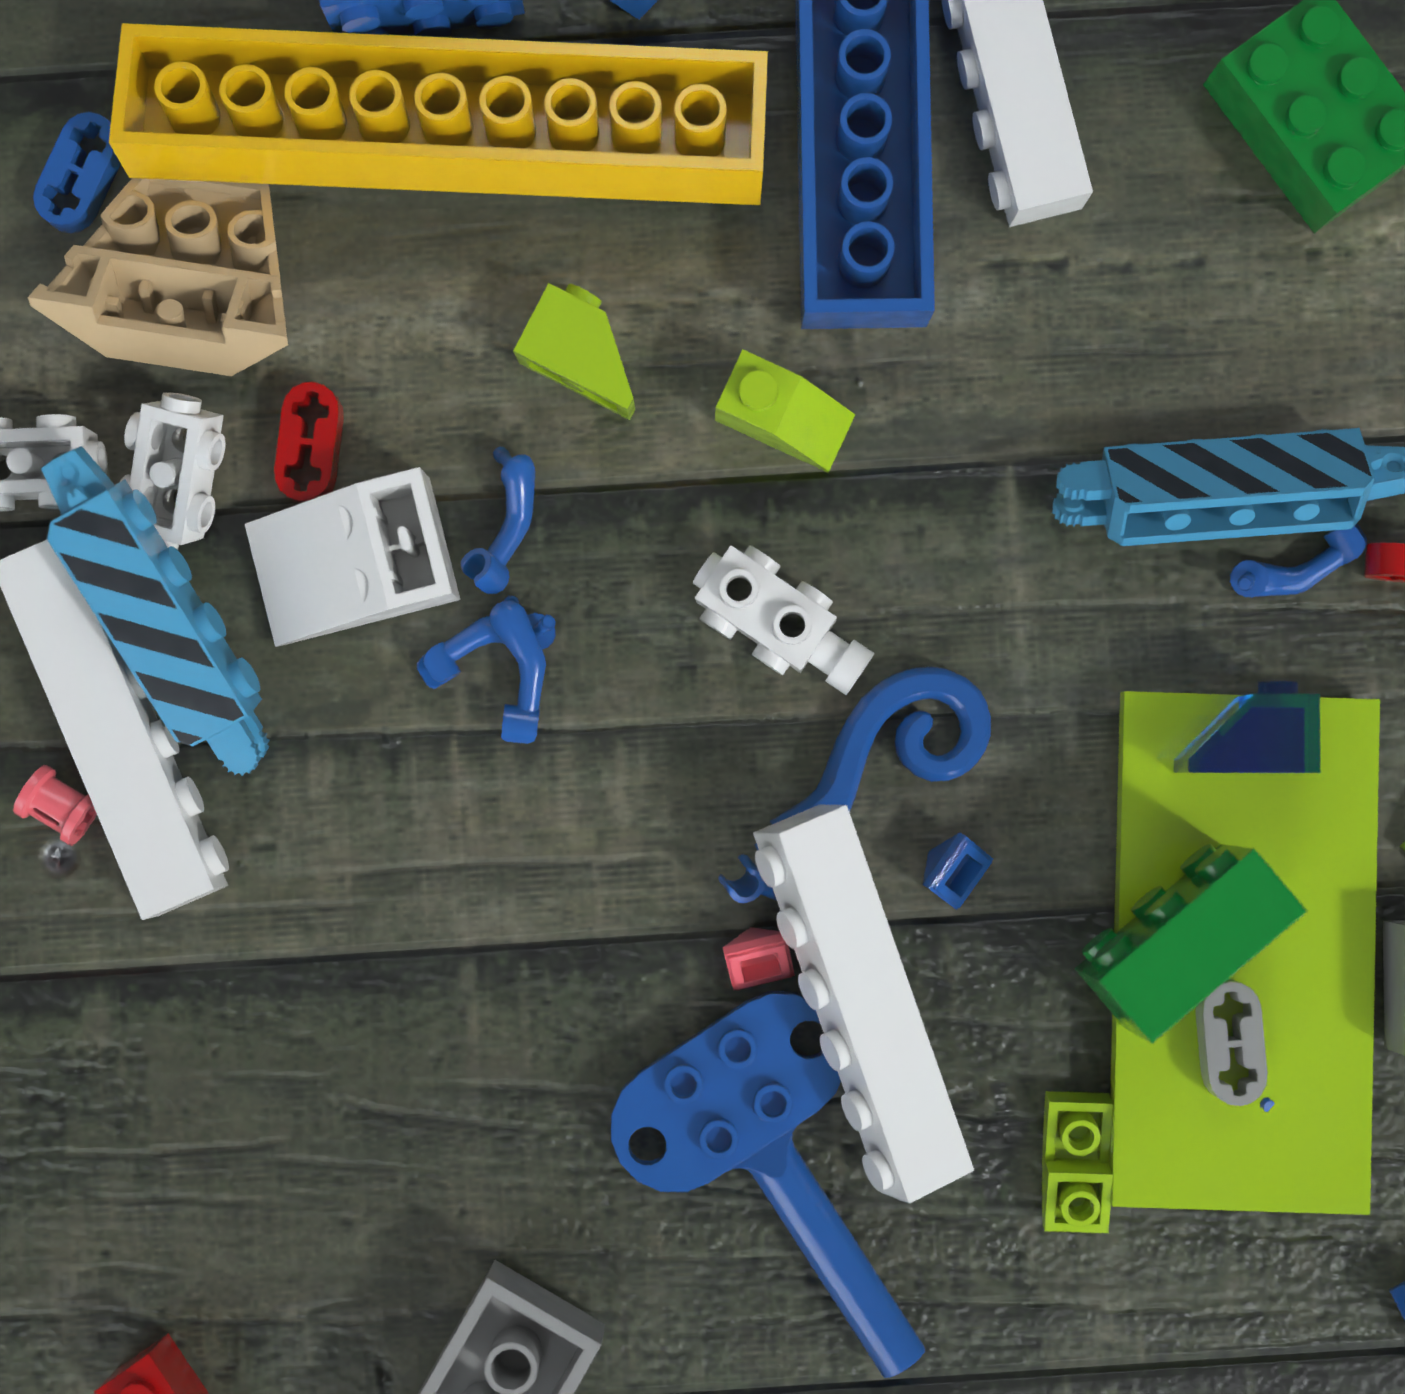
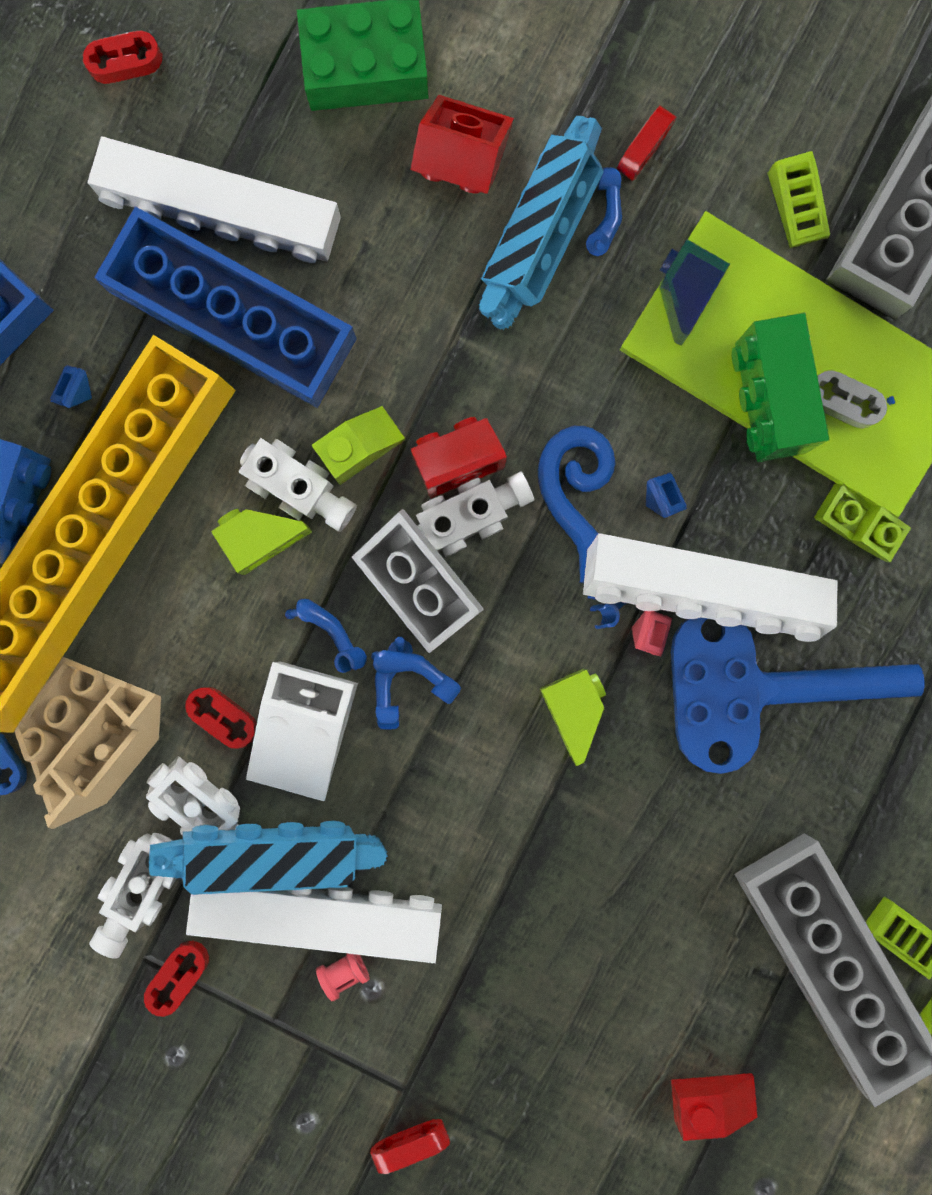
camera: 60 degrees left, 0 degrees up
(592, 914) = (576, 710): none -> lime slope
(638, 598) = (417, 581): none -> light grey slope
(679, 339) = (283, 479): none -> white brick
(843, 555) = (458, 456): none -> red slope
(1275, 313) = (461, 144): none -> red slope

